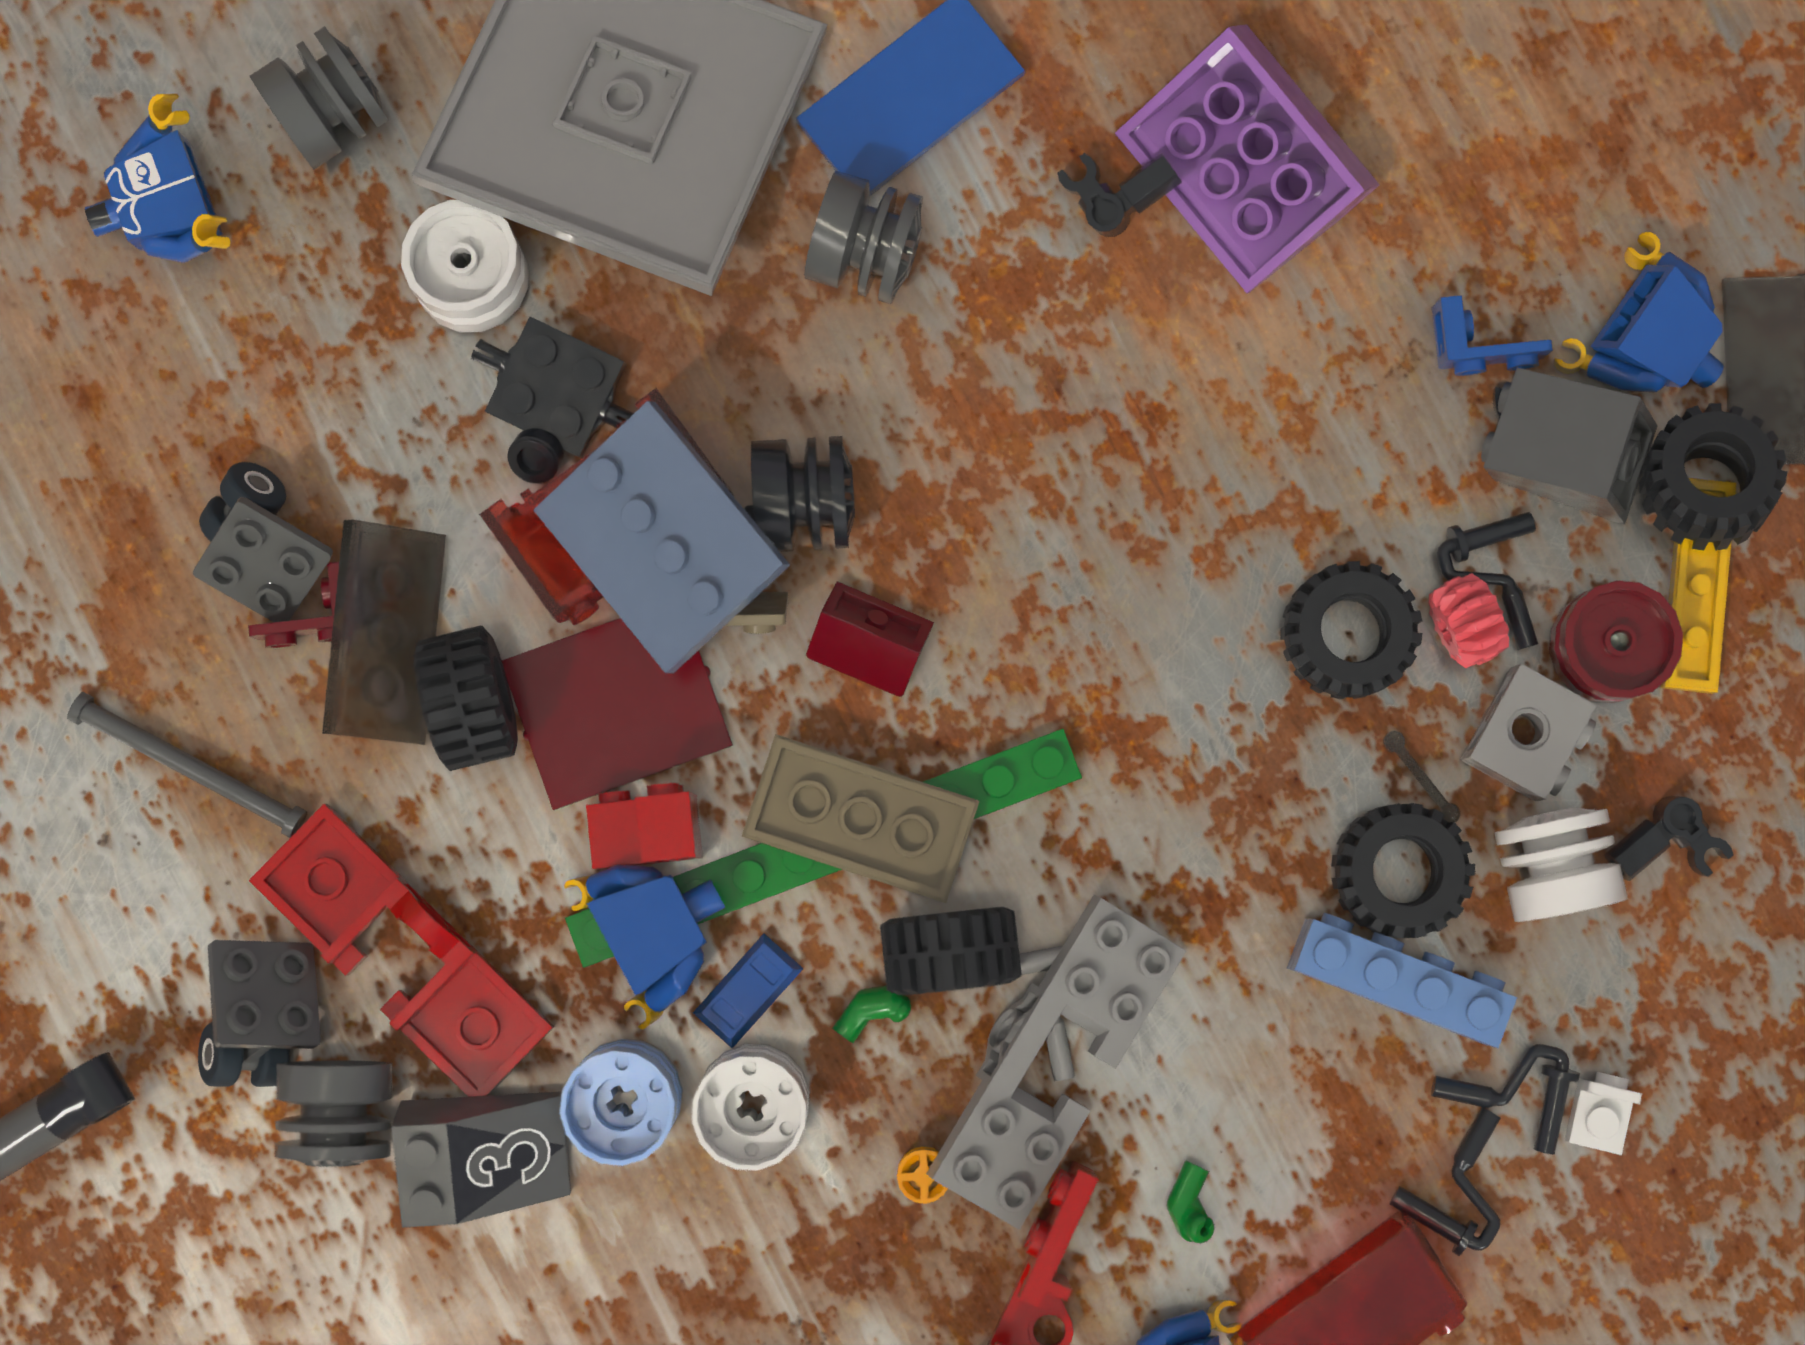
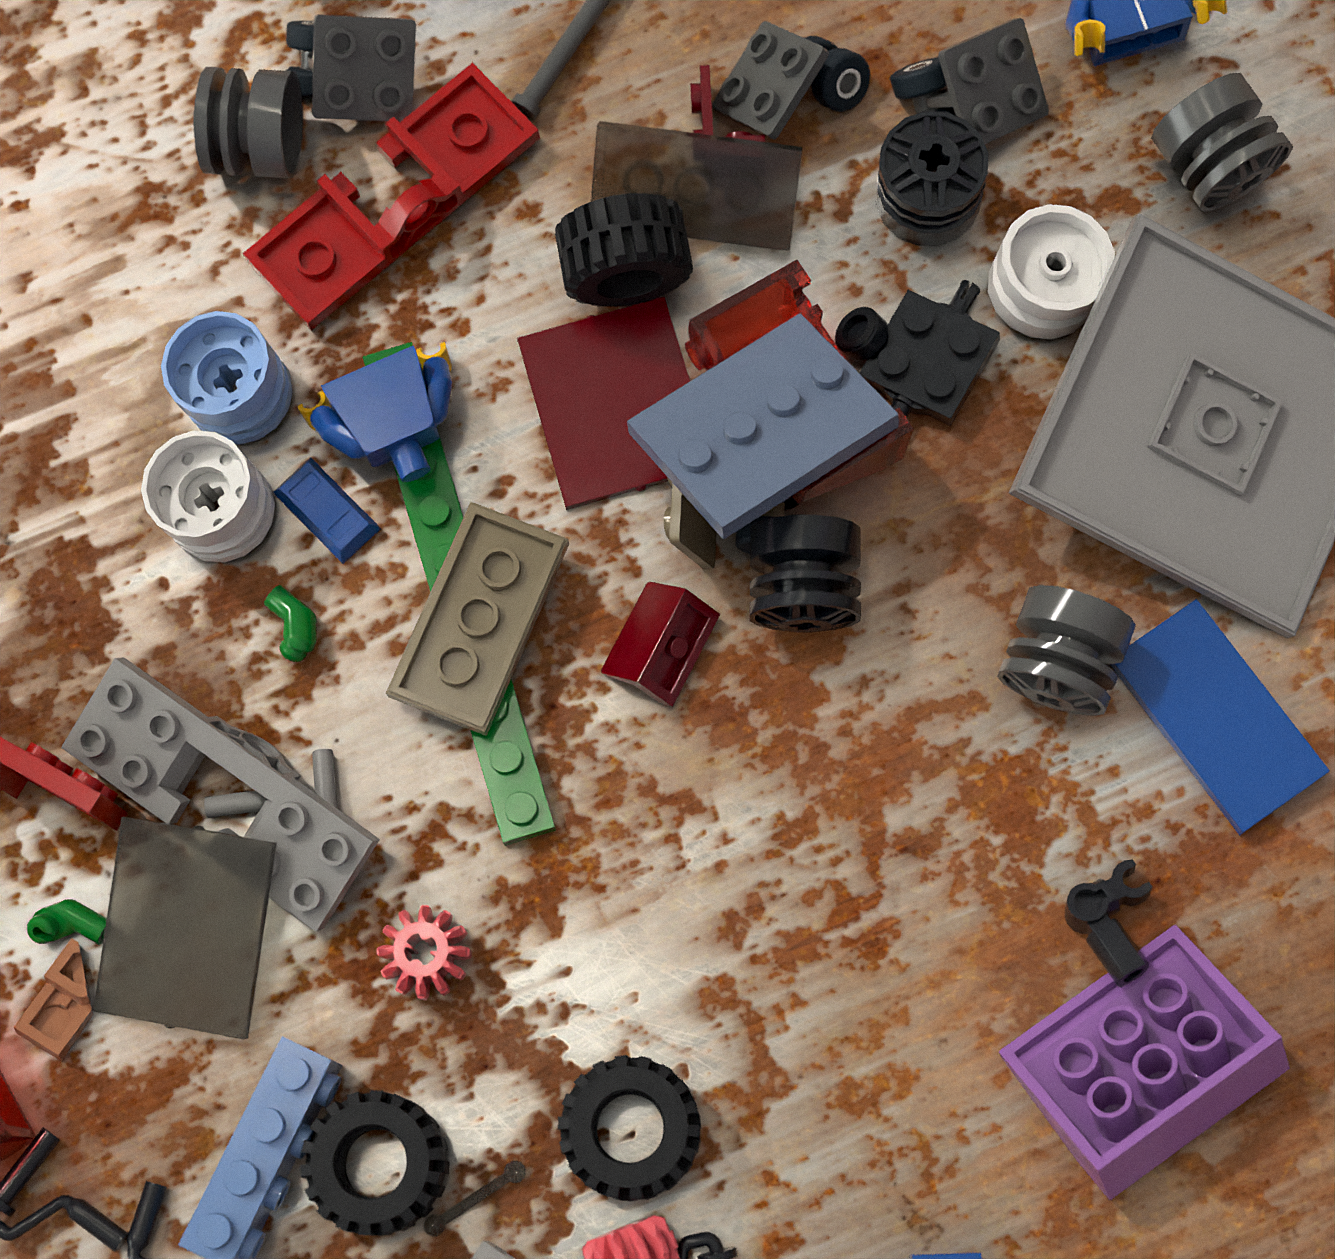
camera: 100 degrees right, 10 degrees down
(262, 344) = (987, 80): none -> dark grey plate
(382, 415) = (924, 204): none -> black wheel
(478, 1156) = (192, 243): dark grey slope -> none
(645, 829) = (487, 417): red brick -> none
(917, 1184) = (133, 649): light orange wheel -> none
(950, 951) = (335, 691): black tyre -> none
(1190, 1082) = (185, 927): none -> clear smoke piece
(1214, 848) = (433, 934): none -> coral gear
(1272, 1202) = (61, 1006): none -> nougat slope

